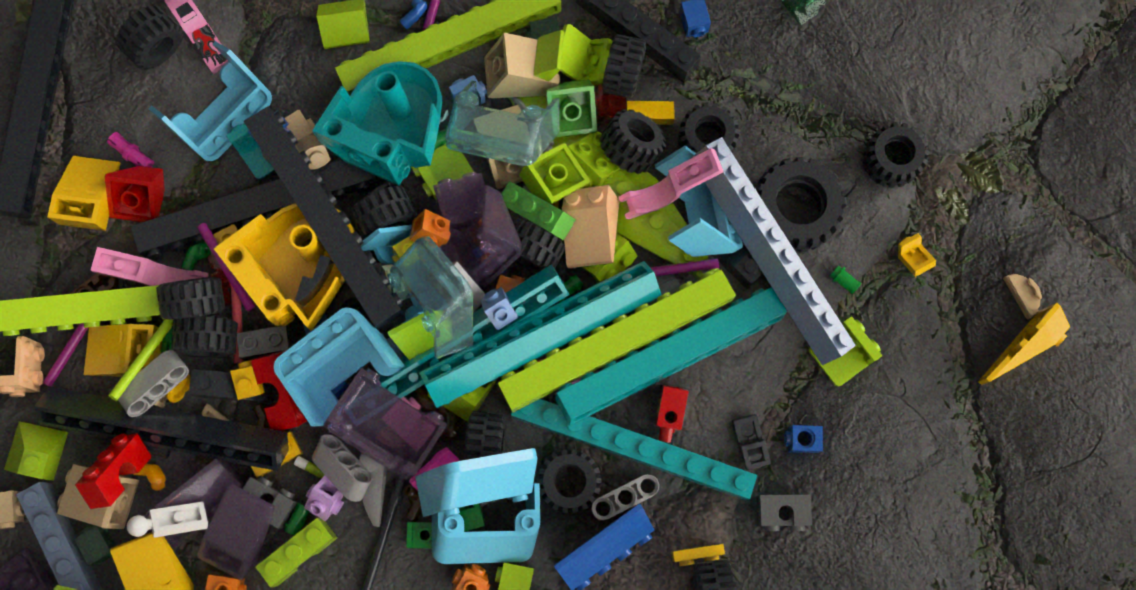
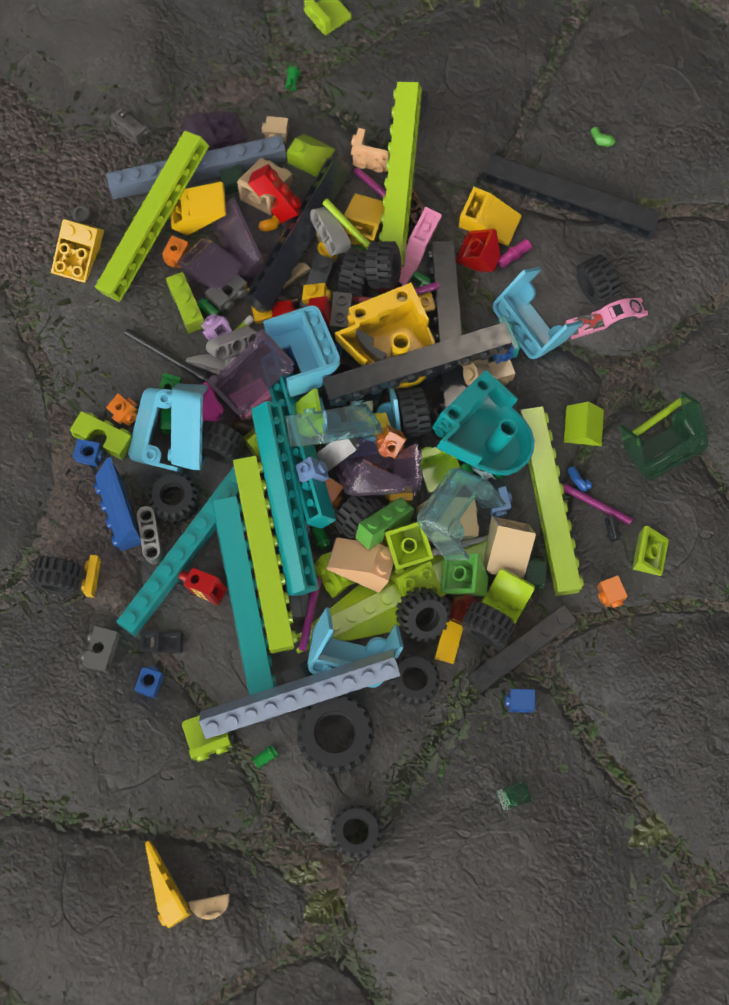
camera: 105 degrees right, 5 degrees down
(170, 520) = (228, 221): white plate -> none
(549, 55) = (510, 565): lime slope -> none
(676, 182) = (373, 629): bright pink piece -> none
(914, 255) = (267, 820): yellow bracket -> none

